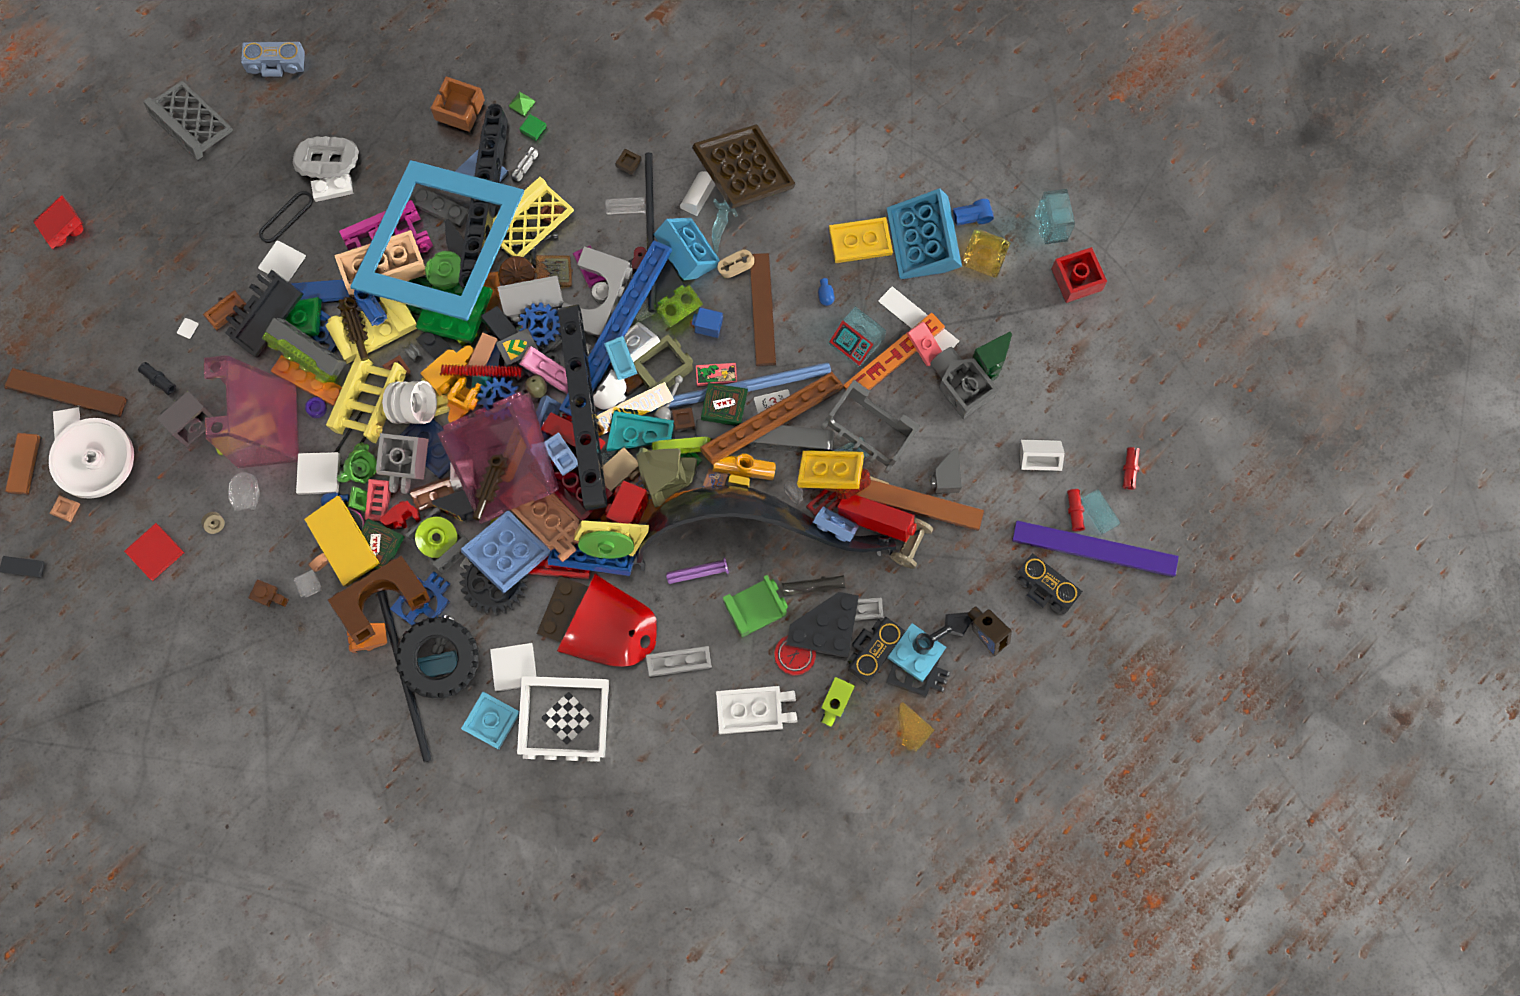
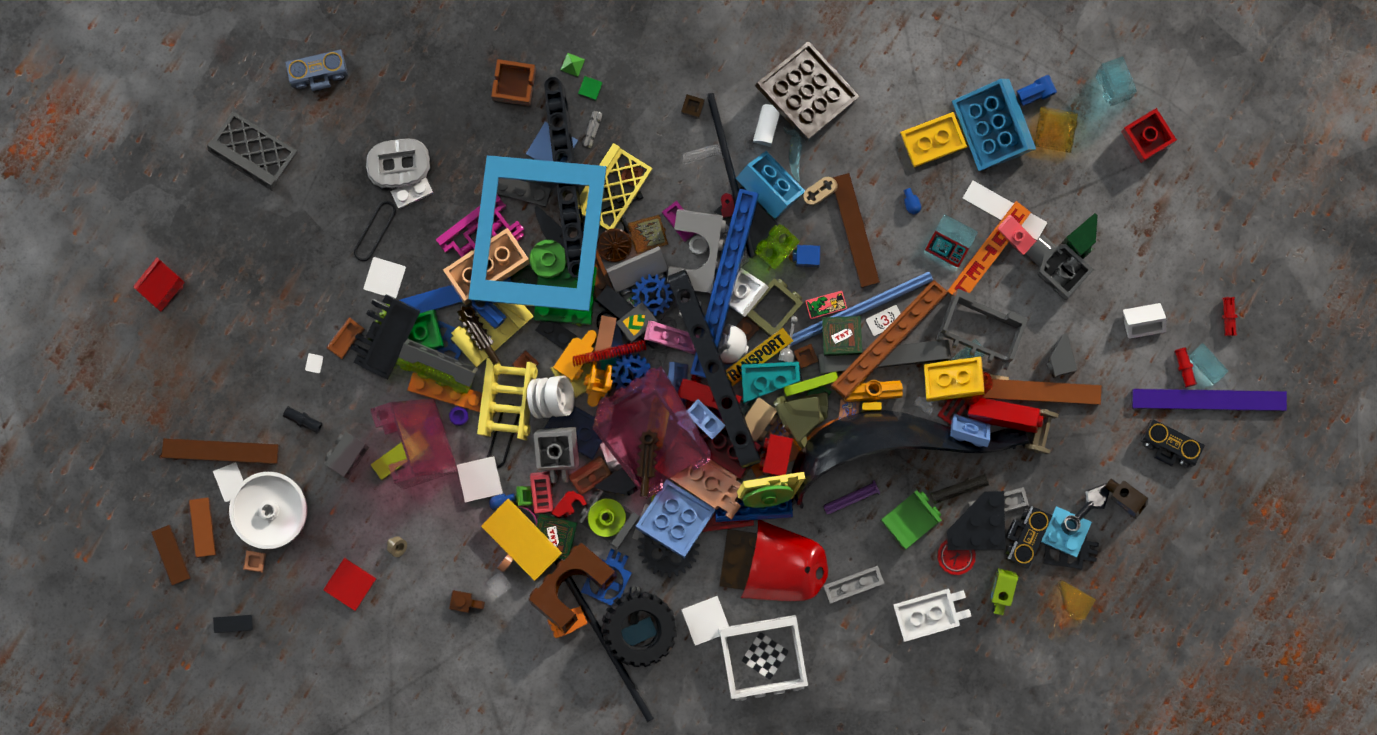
camera: 10 degrees left, 10 degrees up
(243, 491) = (416, 510): clear hat -> none
(358, 458) = (517, 457): bright green hair -> none
(411, 351) = (535, 343): dark grey bush -> none
(490, 720) = (698, 673): medium azure plate -> none
(536, 386) = (662, 355): olive piece -> none
(620, 358) = (737, 314): medium azure tile -> none

